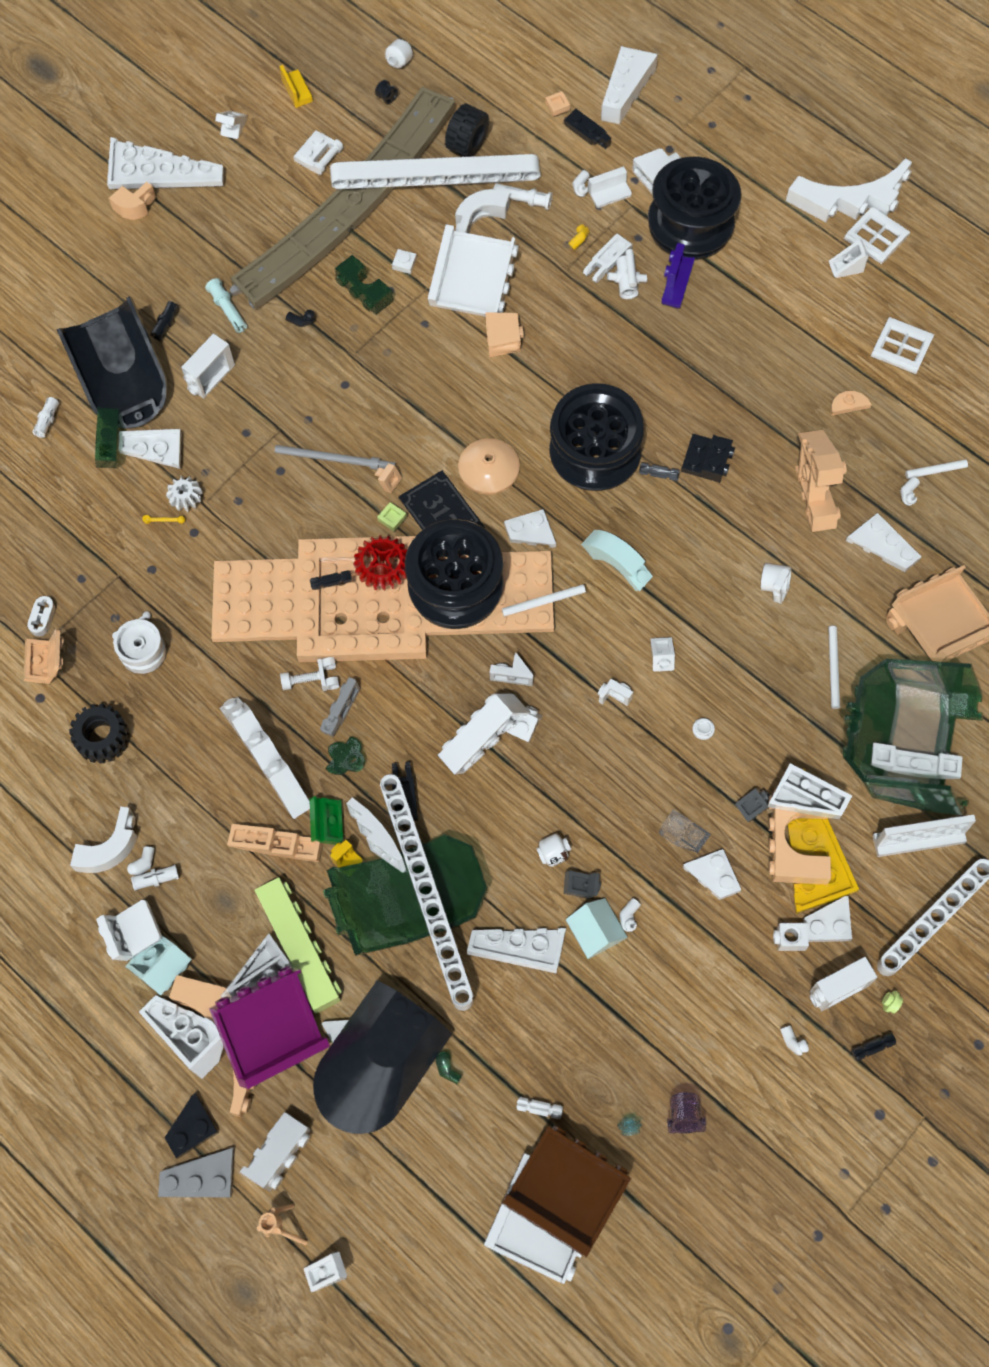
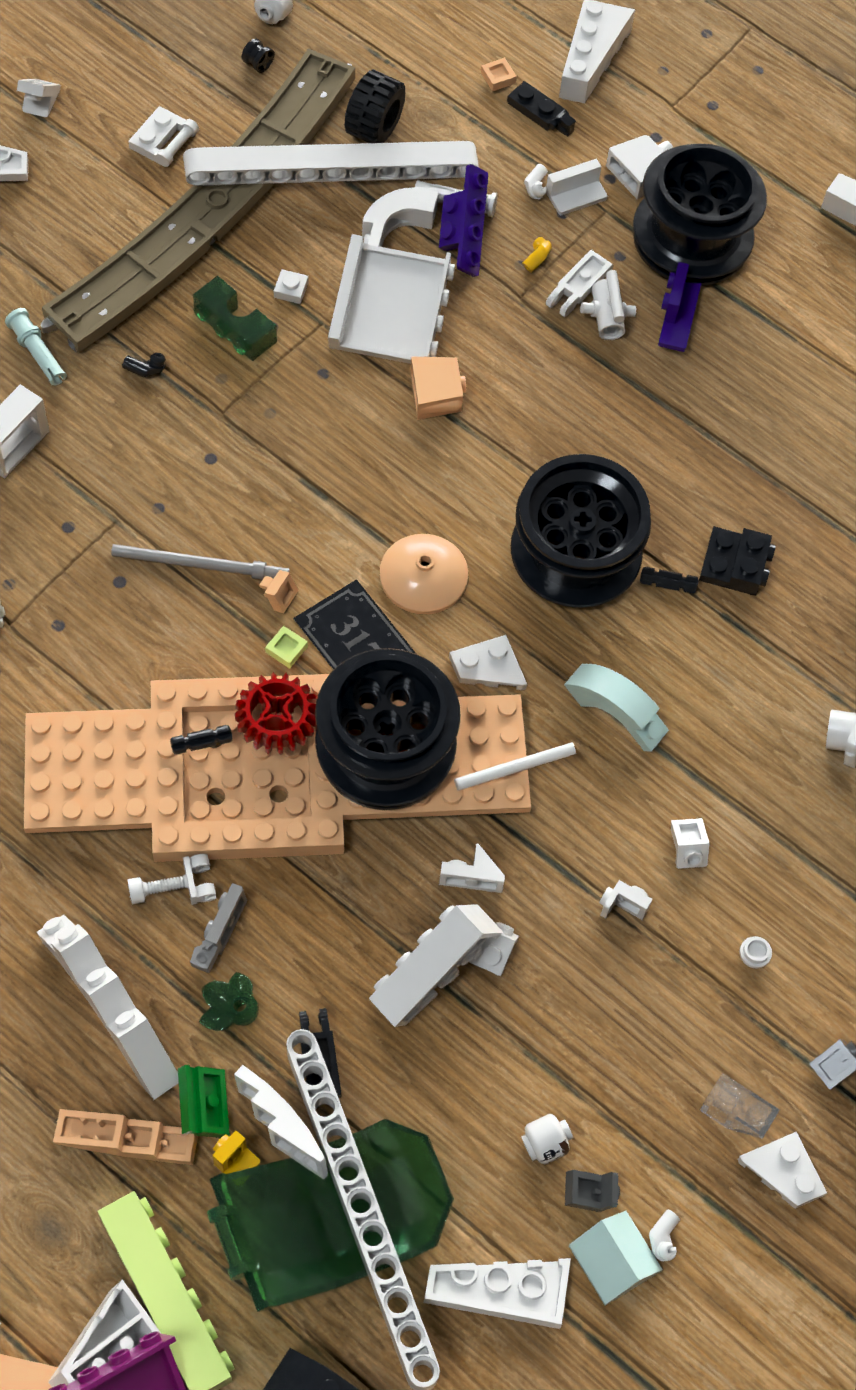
camera: 10 degrees left, 5 degrees down
(296, 87) = (128, 47): yellow panel -> none
(527, 213) = (464, 220): none -> dark purple bracket

